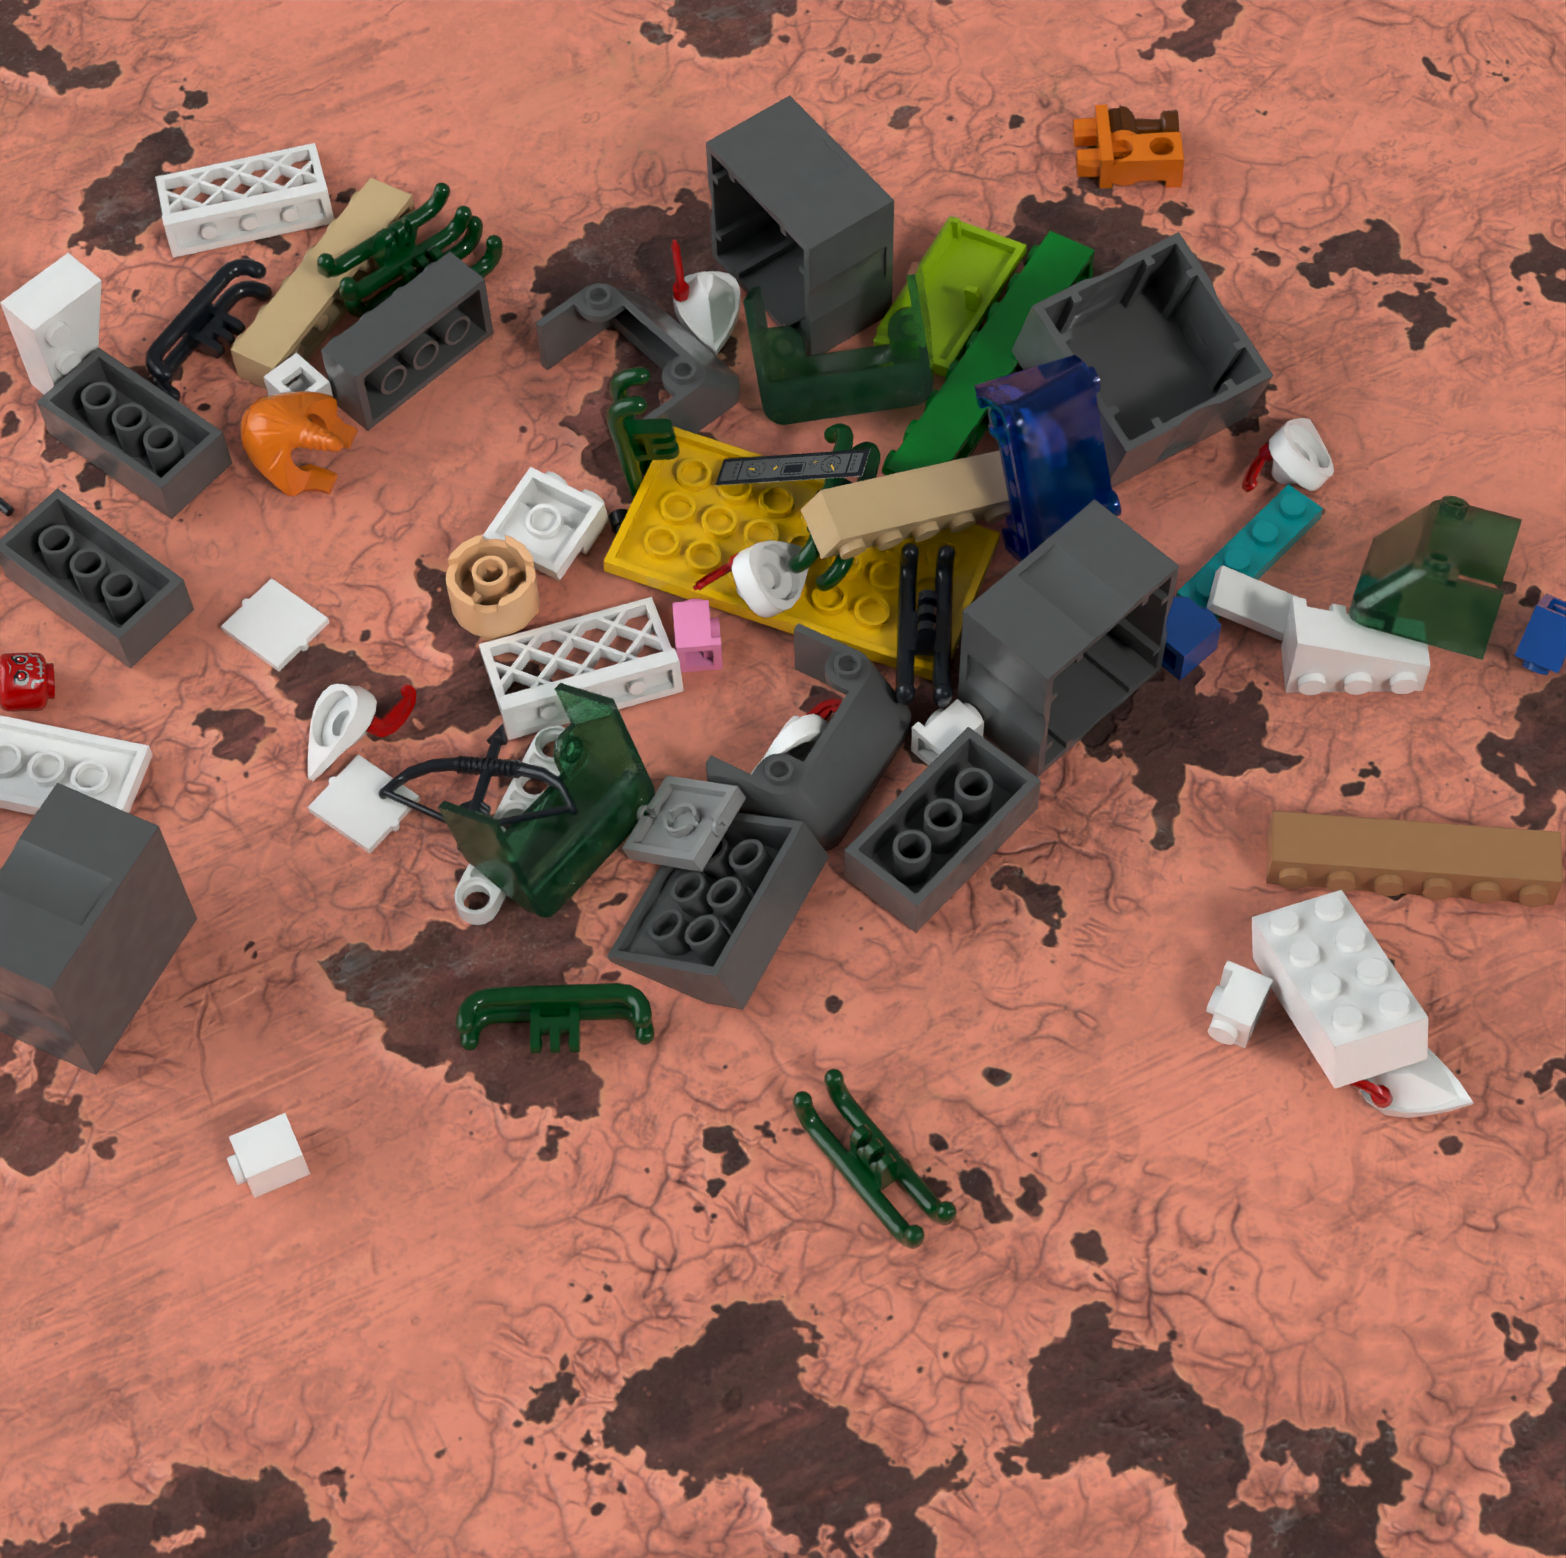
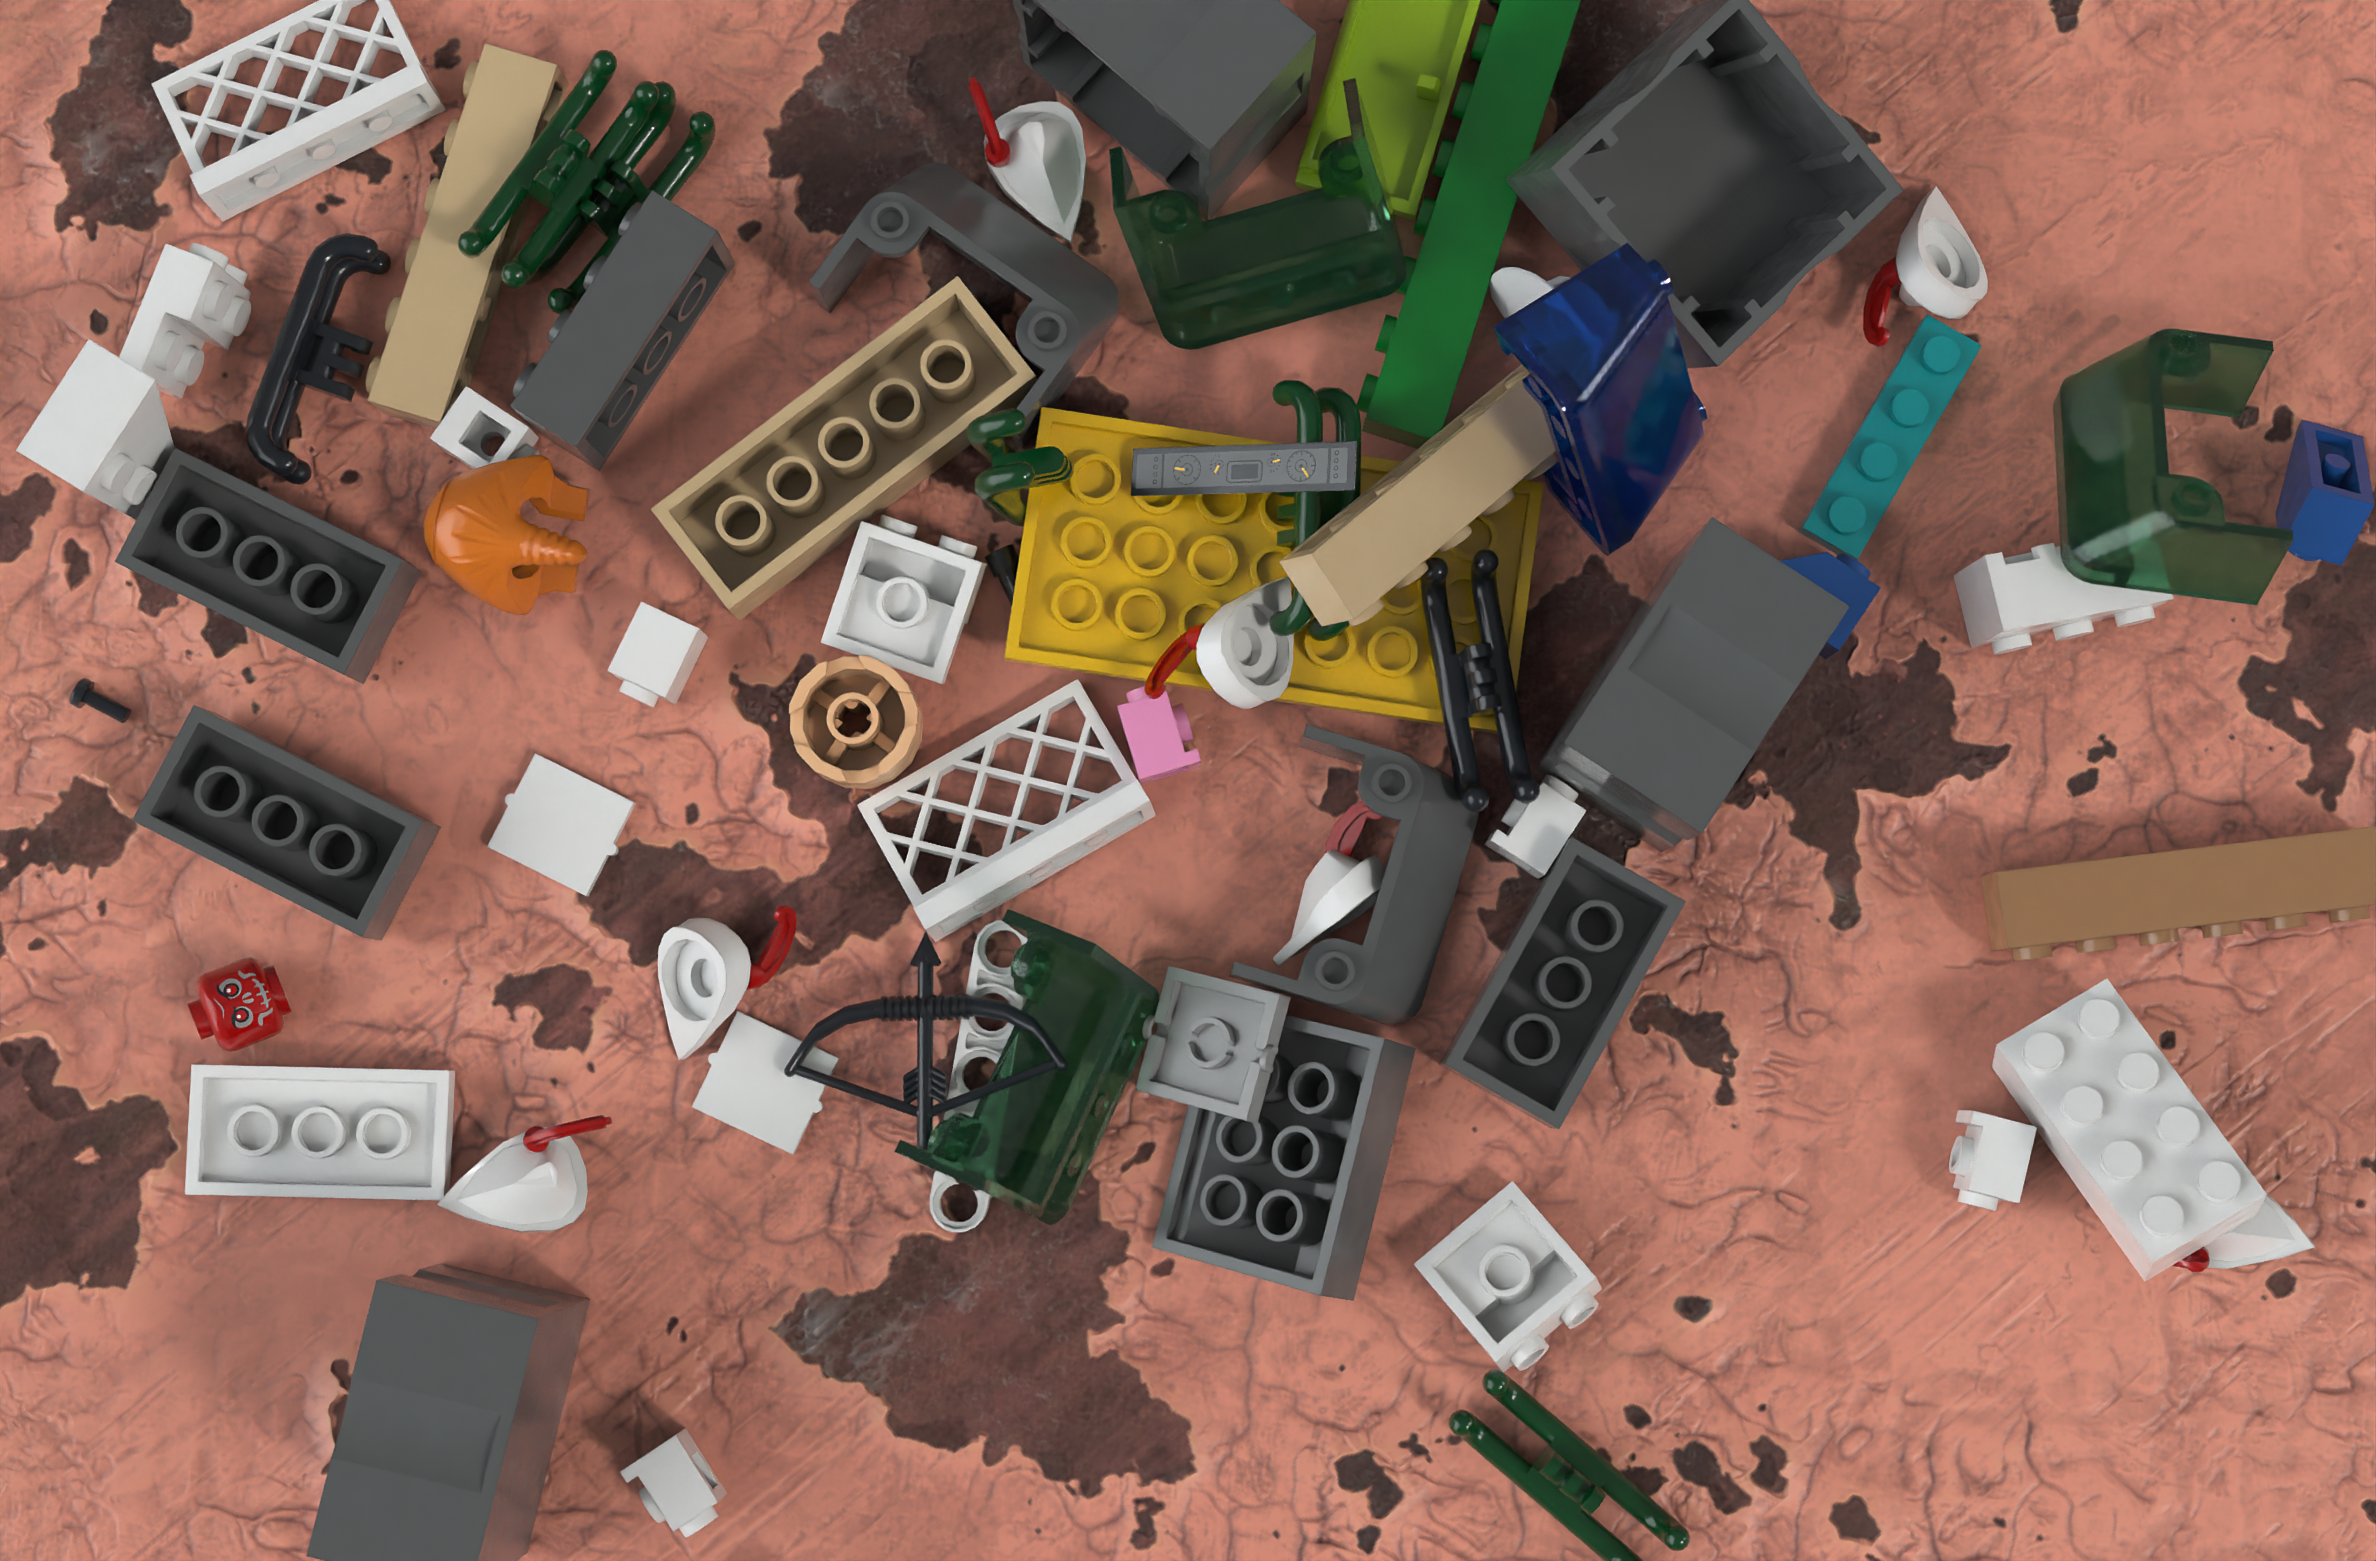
camera: 15 degrees left, 25 degrees up
(134, 286) = (187, 303): none -> white plate
(192, 819) = (528, 1181): none -> white piece
(217, 1035) = (677, 1484): none -> white brick
(371, 530) = (656, 656): none -> white brick
(542, 423) = (845, 449): none -> tan brick
(554, 1012) = (1110, 1360): dark green piece -> none
(863, 1018) = (1510, 1279): none -> white plate
(1249, 602) = (1914, 531): white tile -> none

